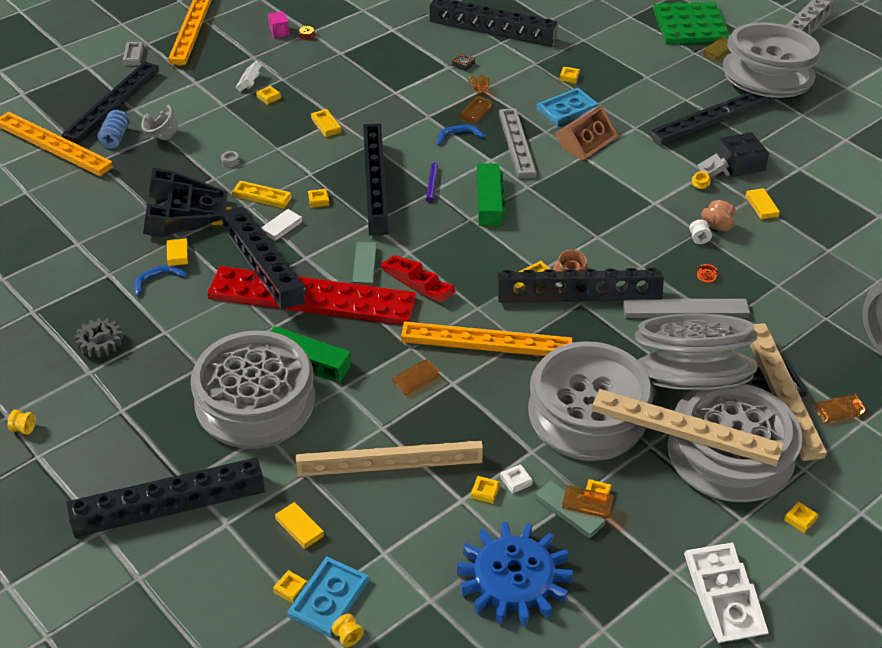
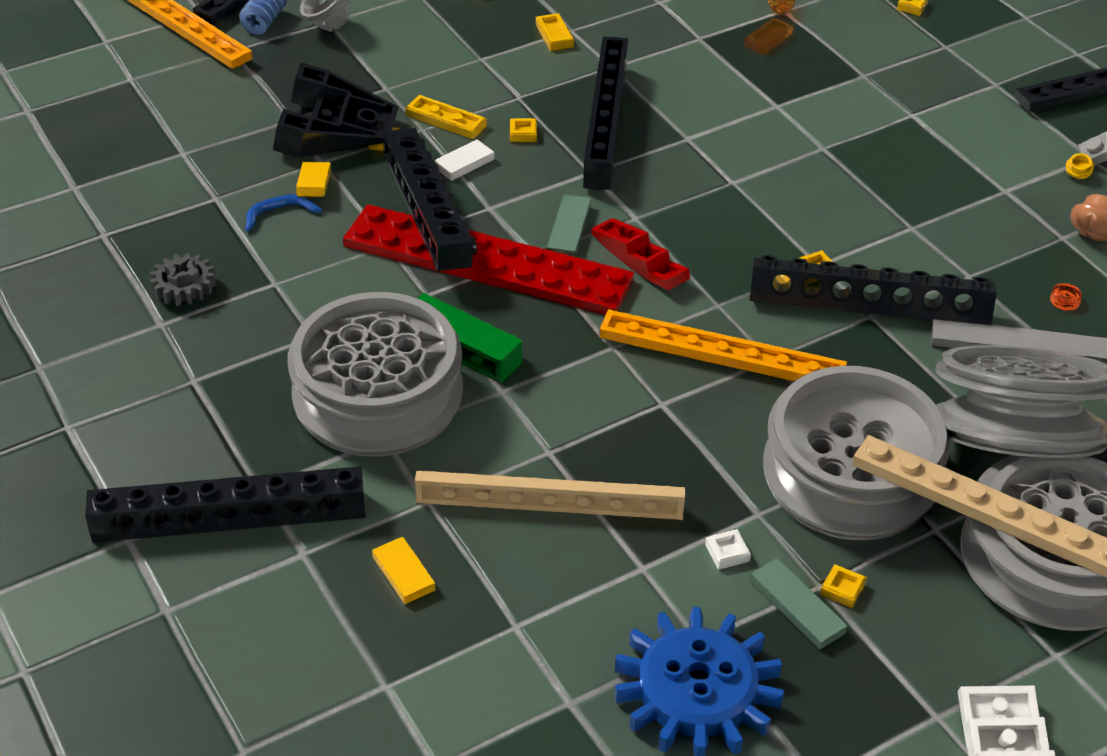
camera: 10 degrees right, 0 degrees up
(21, 422) = (54, 377): yellow wheel -> none
(230, 159) = (412, 65): light grey tile -> none
(289, 586) = (373, 654): yellow tile -> none
(328, 596) = (423, 675): dark azure tile -> none
(347, 630) = (440, 726): yellow wheel -> none
(415, 377) = (610, 388): clear orange tile -> none
(432, 182) = (686, 127): dark purple bar -> none
(456, 129) = (732, 59): blue animal -> none
(485, 490) = (679, 558): yellow tile -> none
(490, 194) = (766, 152): green brick -> none
(517, 144) = (819, 88): light grey tile -> none
(567, 106) = (902, 45): dark azure tile -> none
(571, 260) = (867, 253): nougat piece -> none
(587, 133) = (923, 84): nougat slope -> none
(587, 501) = (826, 596): clear orange tile -> none
(700, 231) = (1061, 232): white wheel -> none

